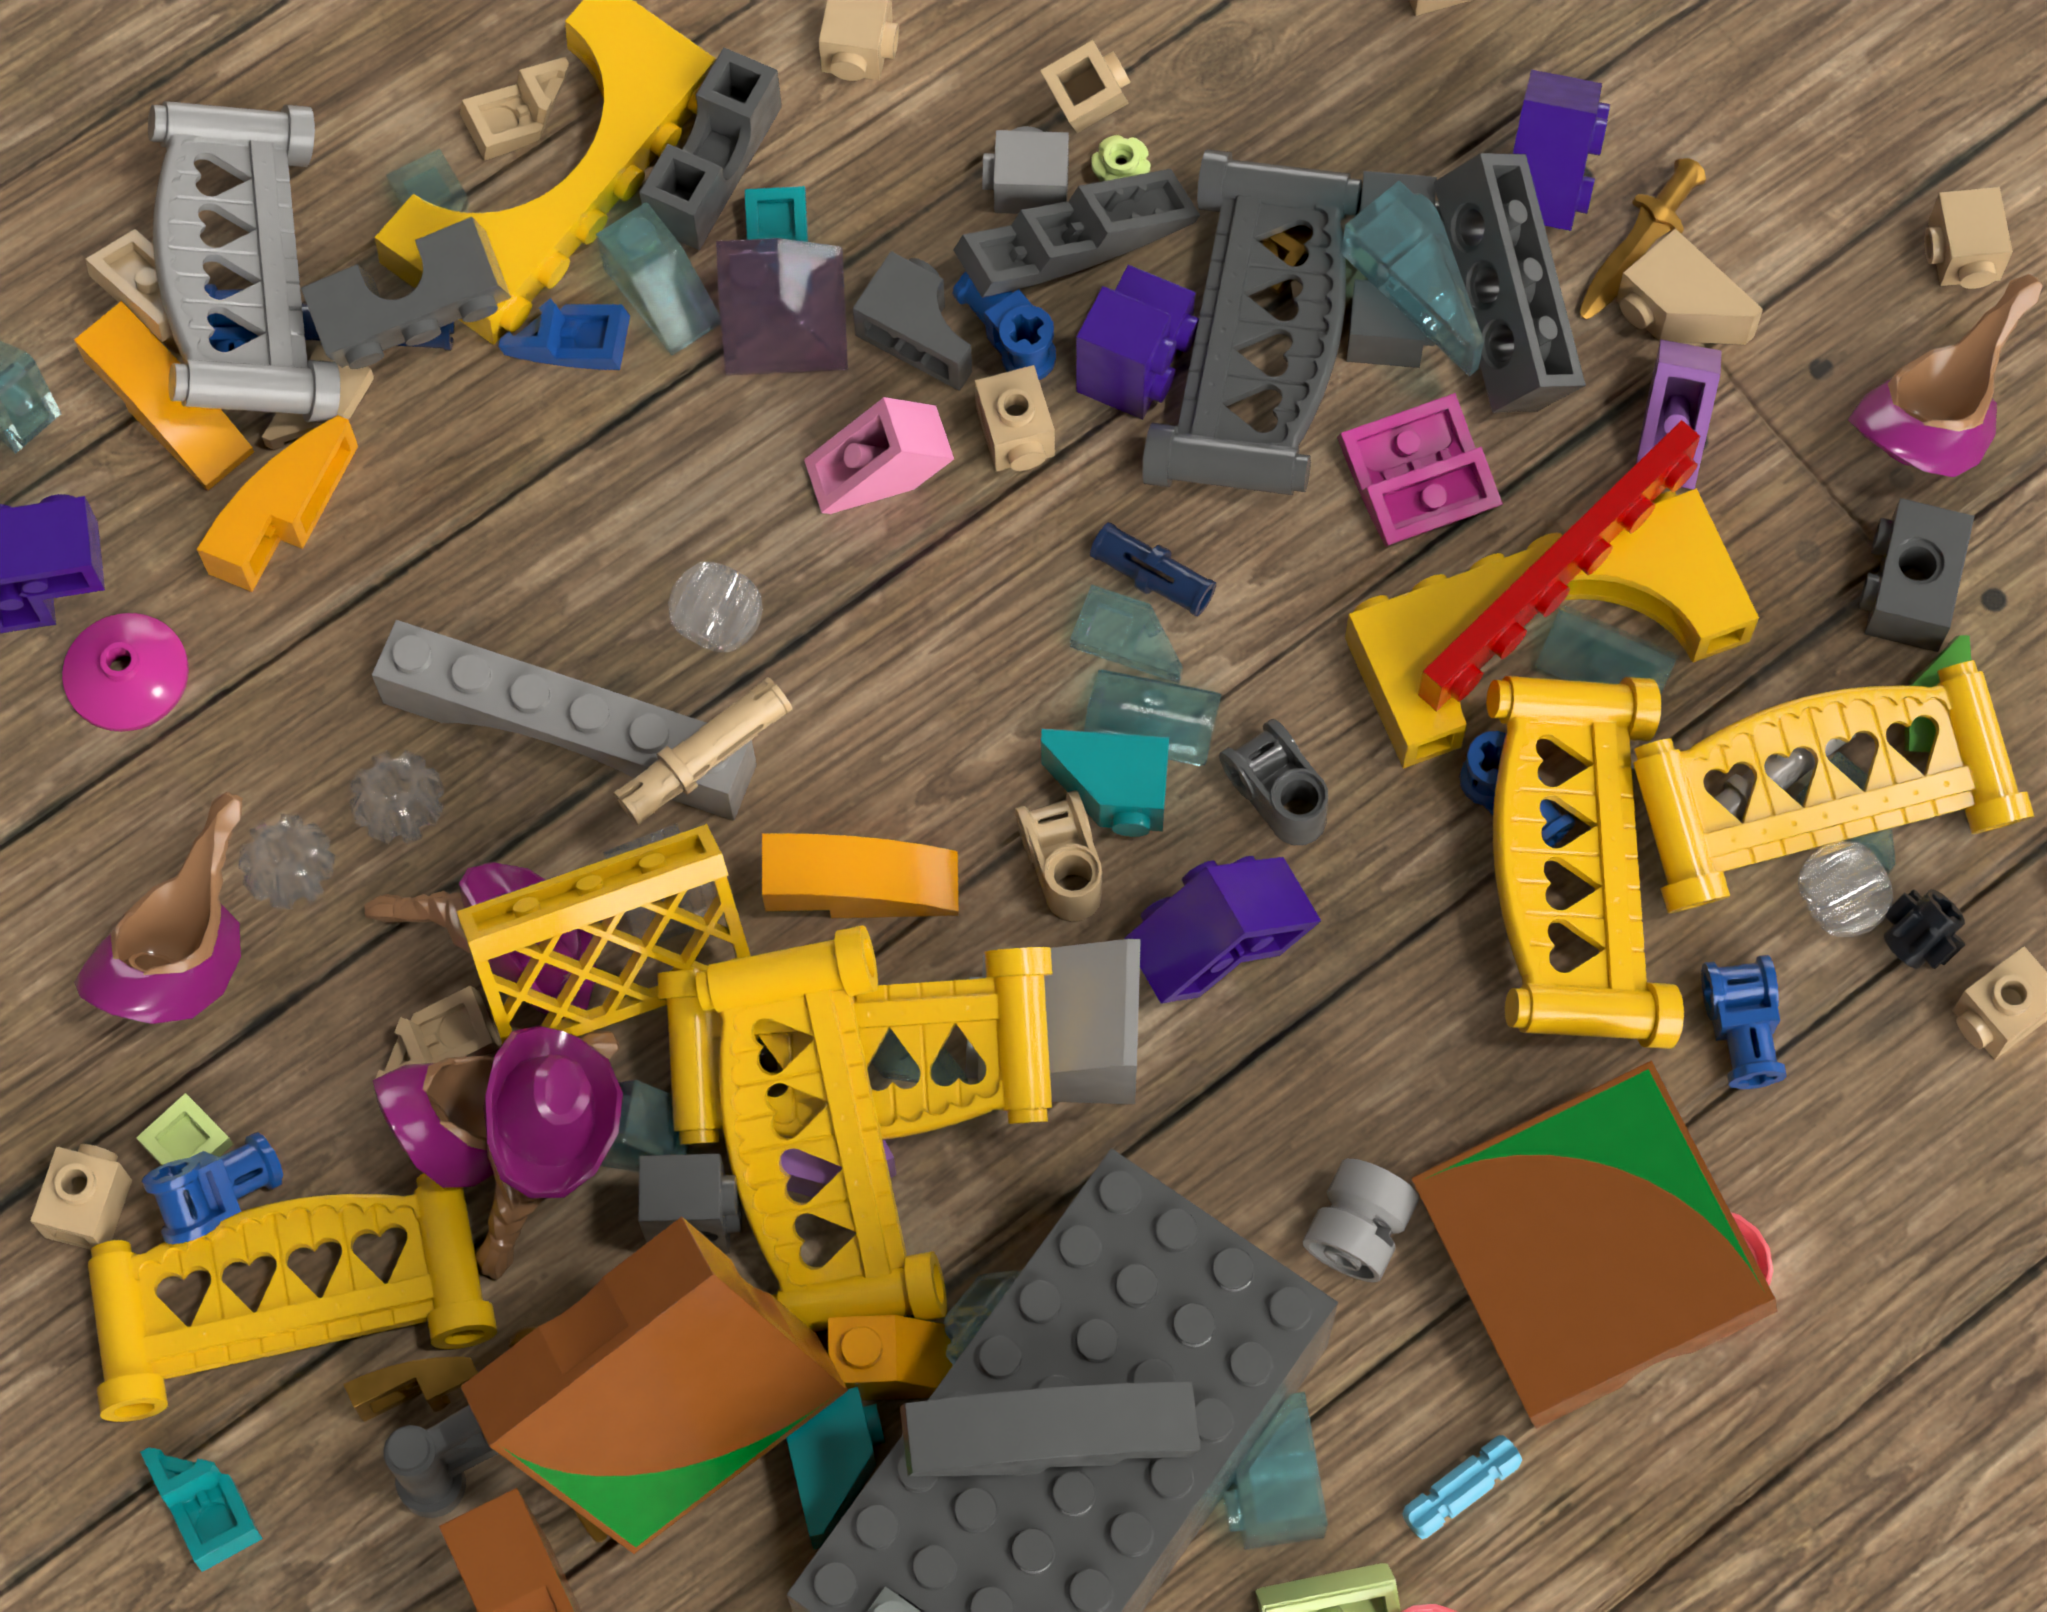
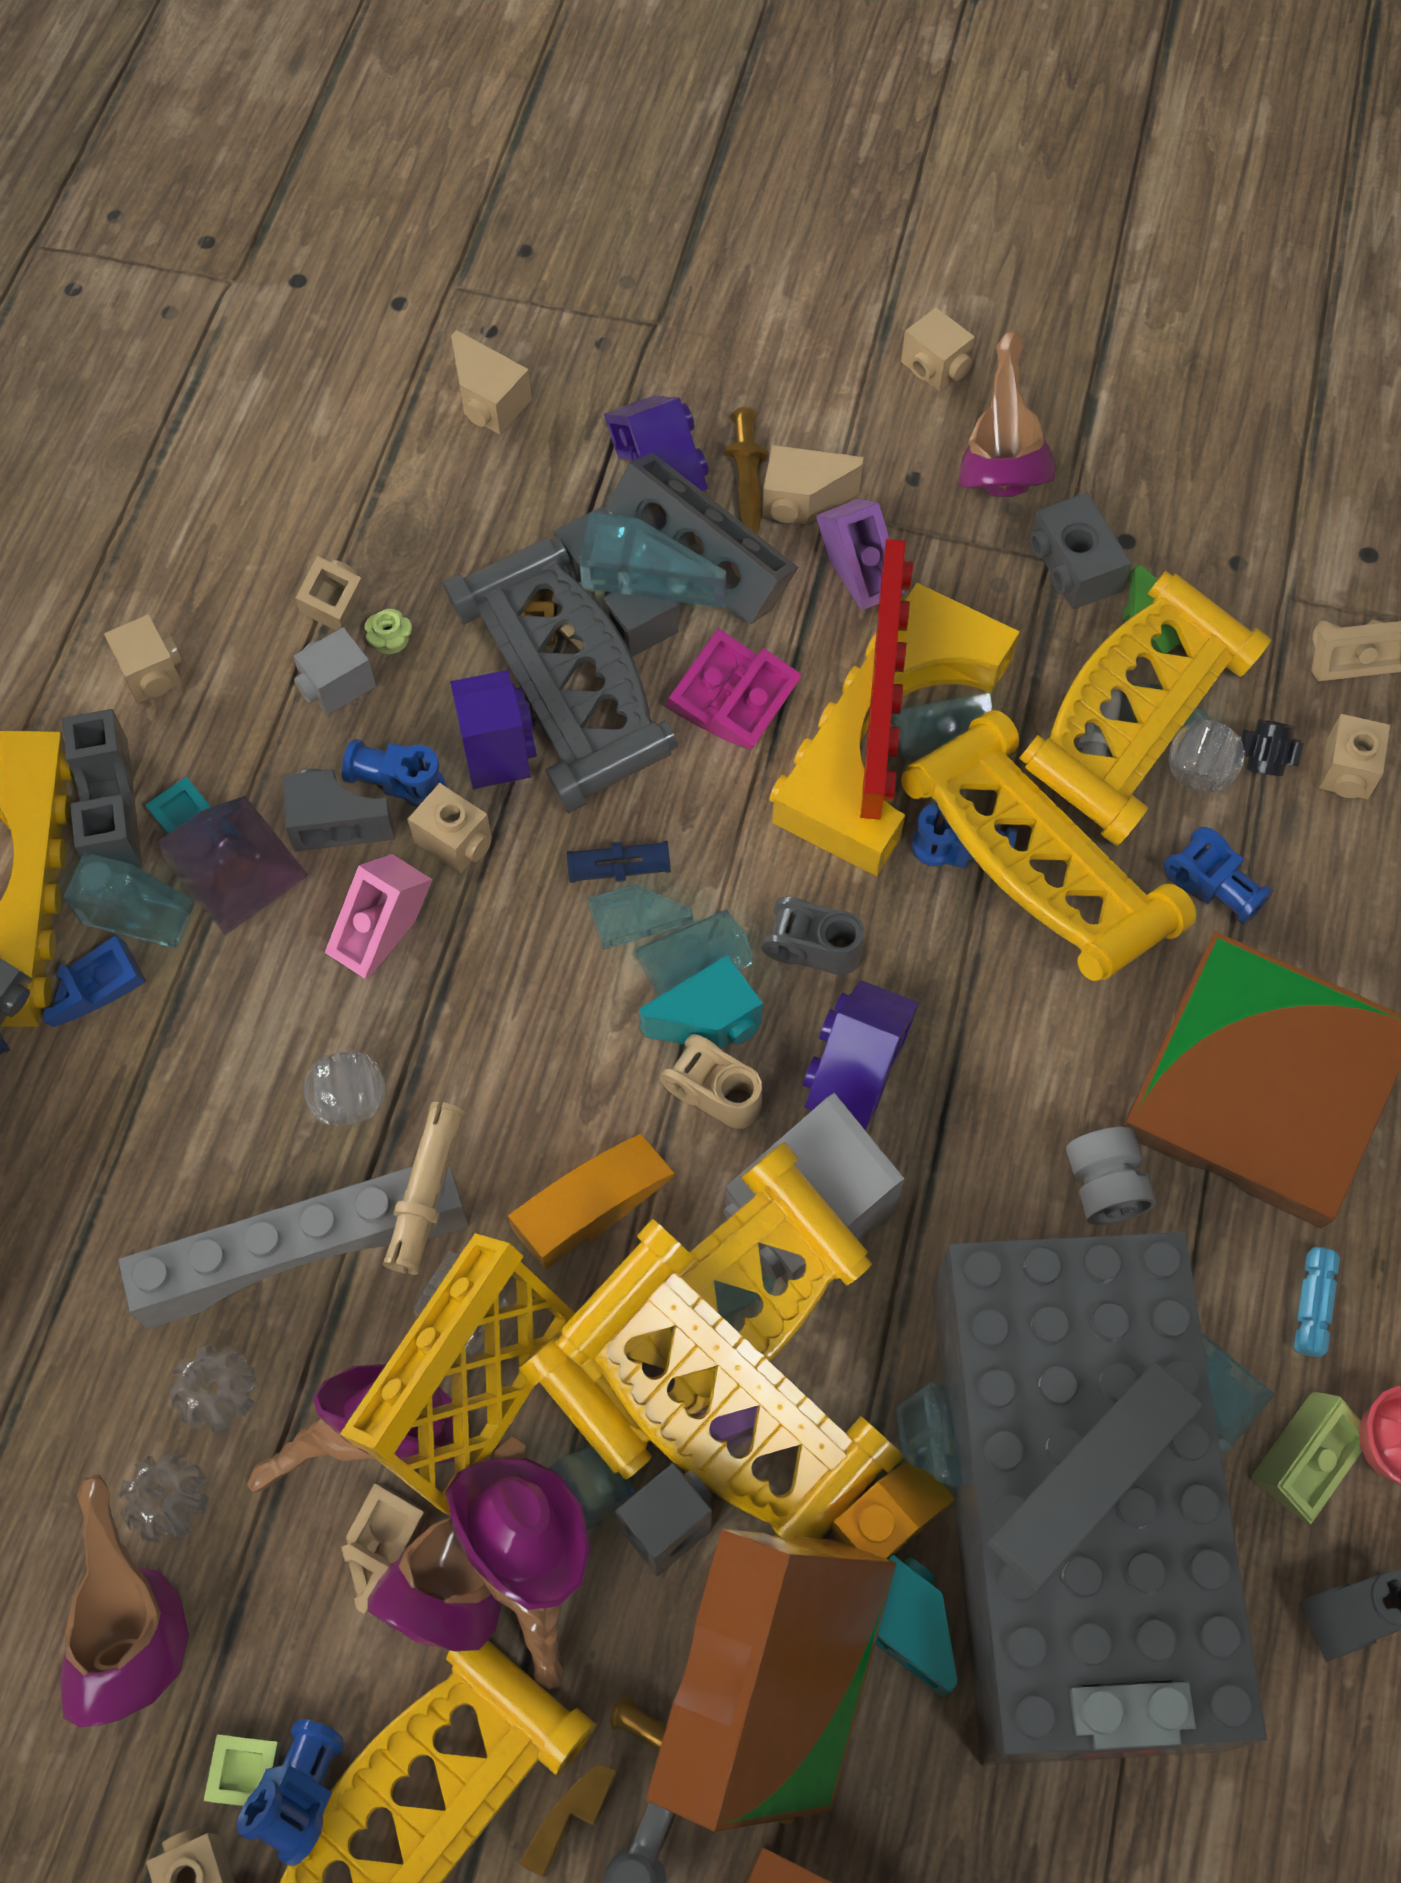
camera: 40 degrees left, 5 degrees down
(1076, 234) = (396, 689): dark grey slope -> none

